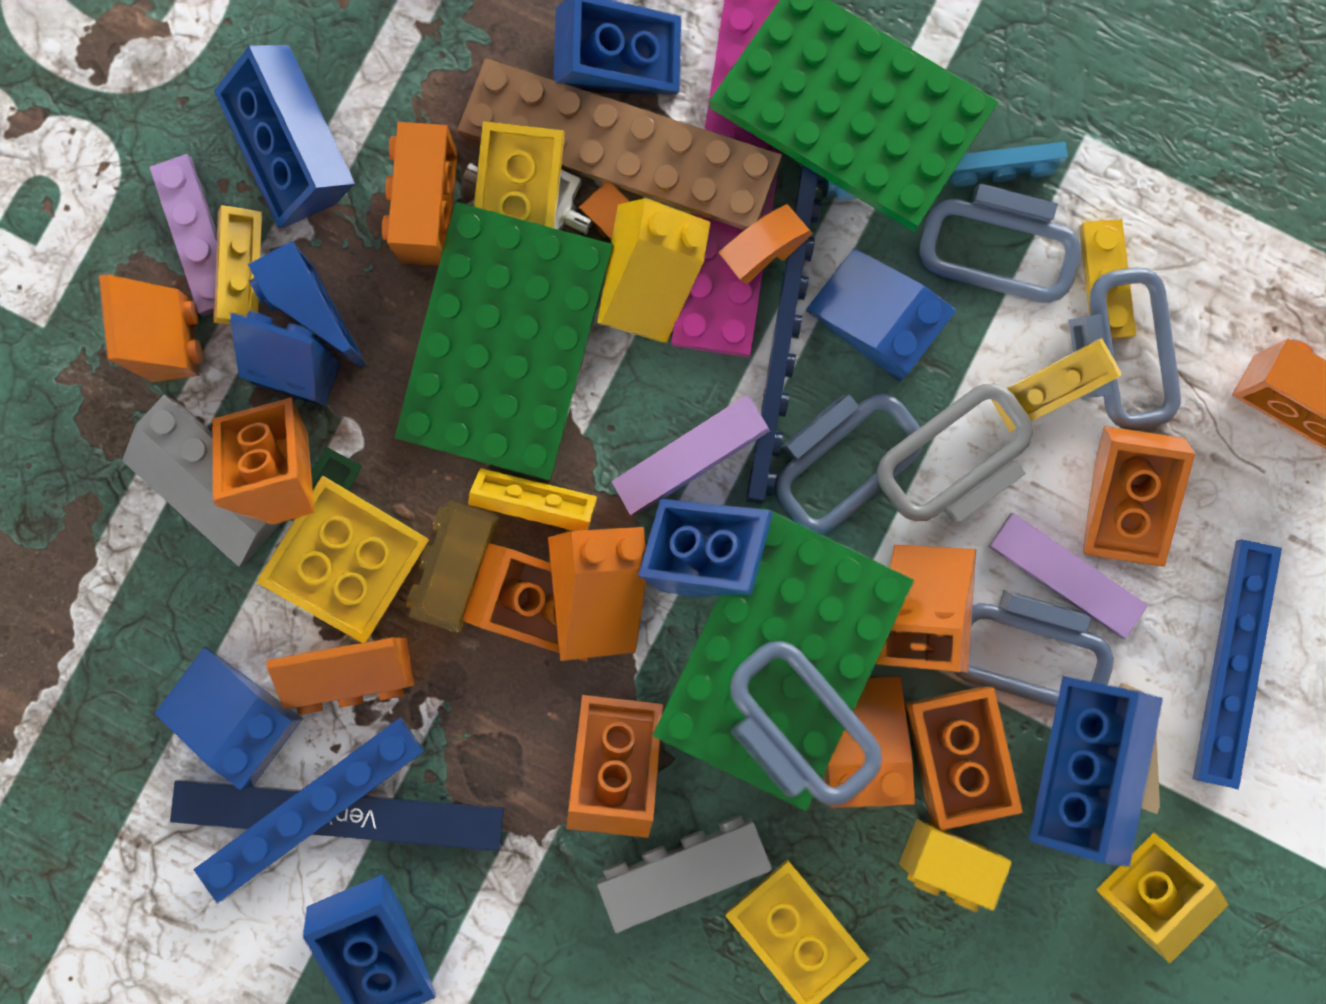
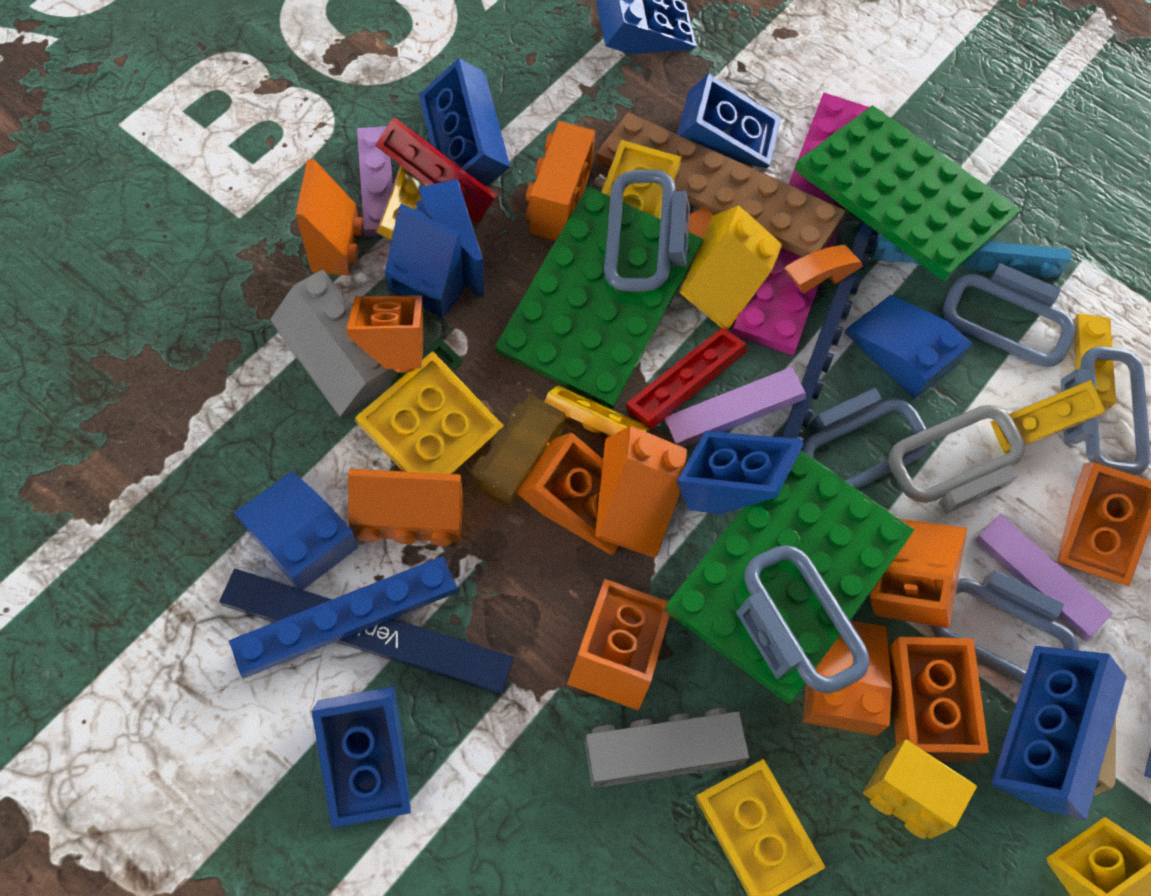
camera: 10 degrees right, 20 degrees down
(262, 216) = (433, 167): none -> red plate
(571, 247) = (672, 234): none -> sand blue bar
(628, 424) = (686, 378): none -> red plate

